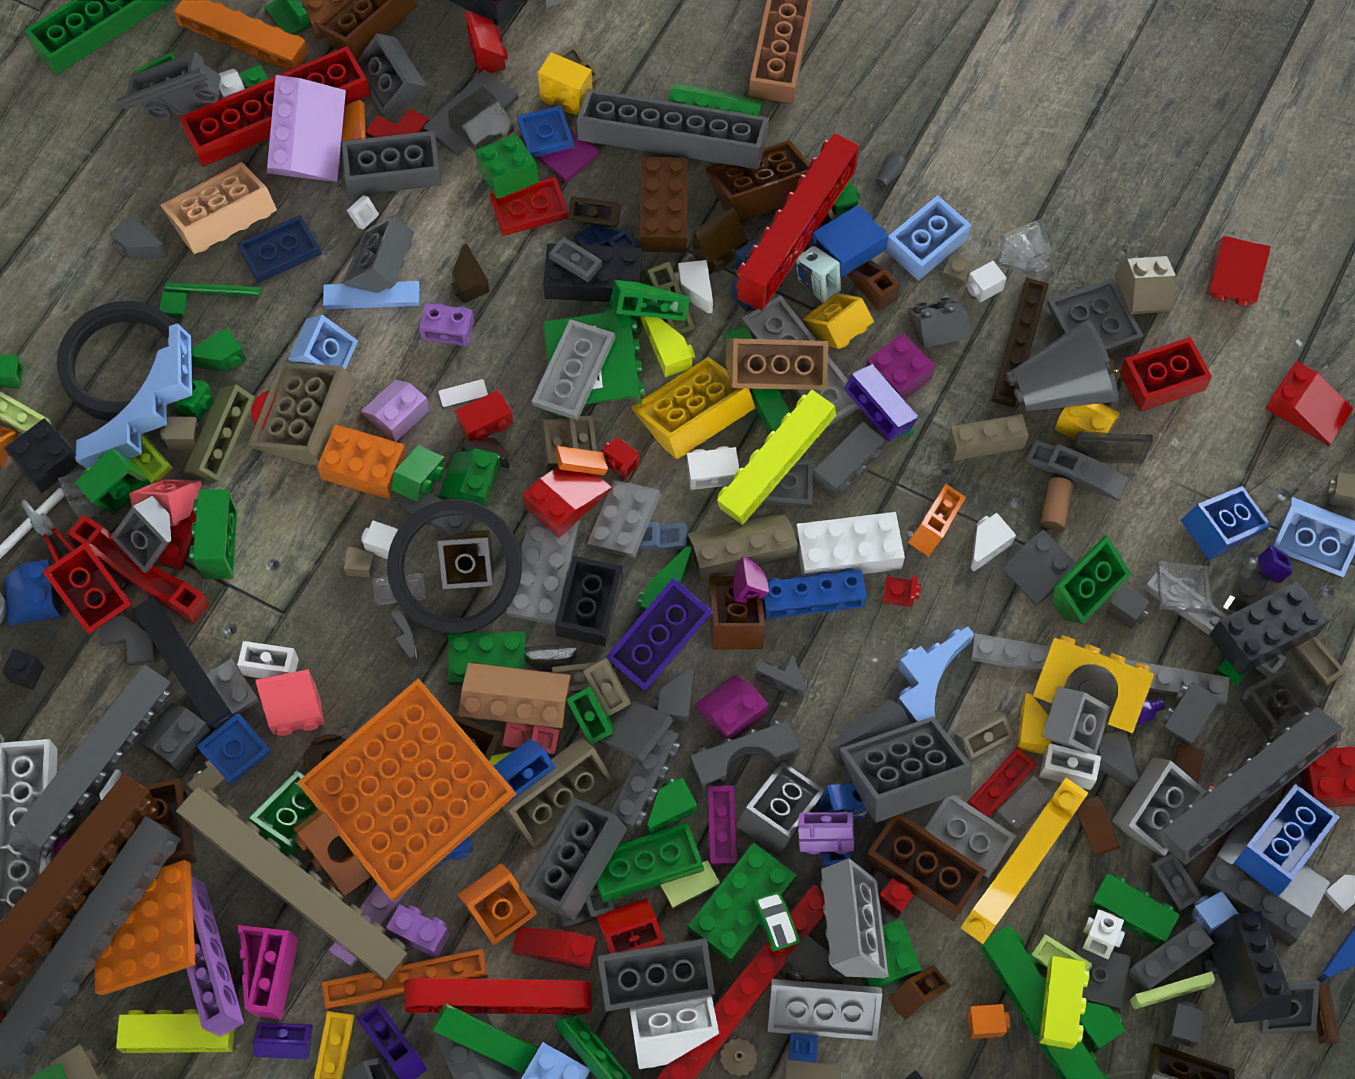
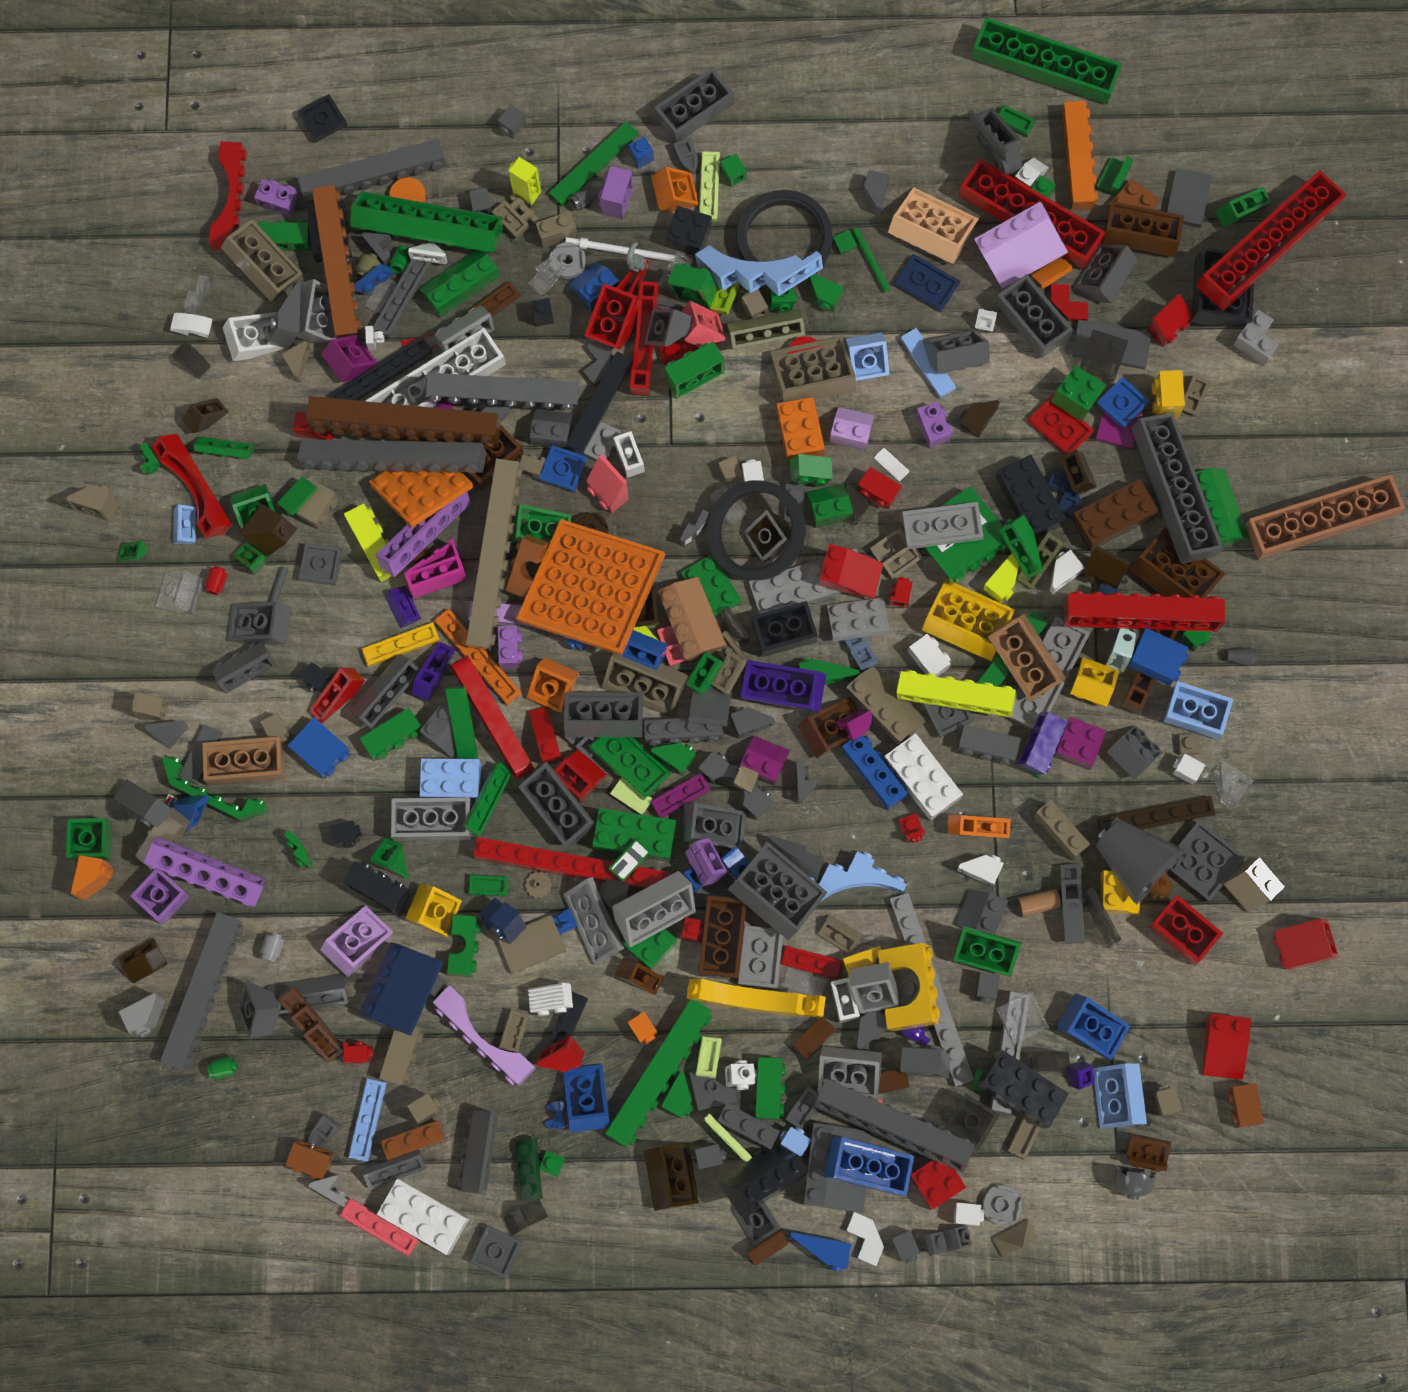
camera: 65 degrees right, 10 degrees up
(575, 259) = (1025, 480): dark grey plate -> none
(581, 460) = (879, 567): orange tile -> none
(671, 1029) = (528, 831): white slope -> none
(748, 734) = (746, 779): none -> dark tan slope
(1063, 1002) = (675, 1068): neon yellow brick -> none

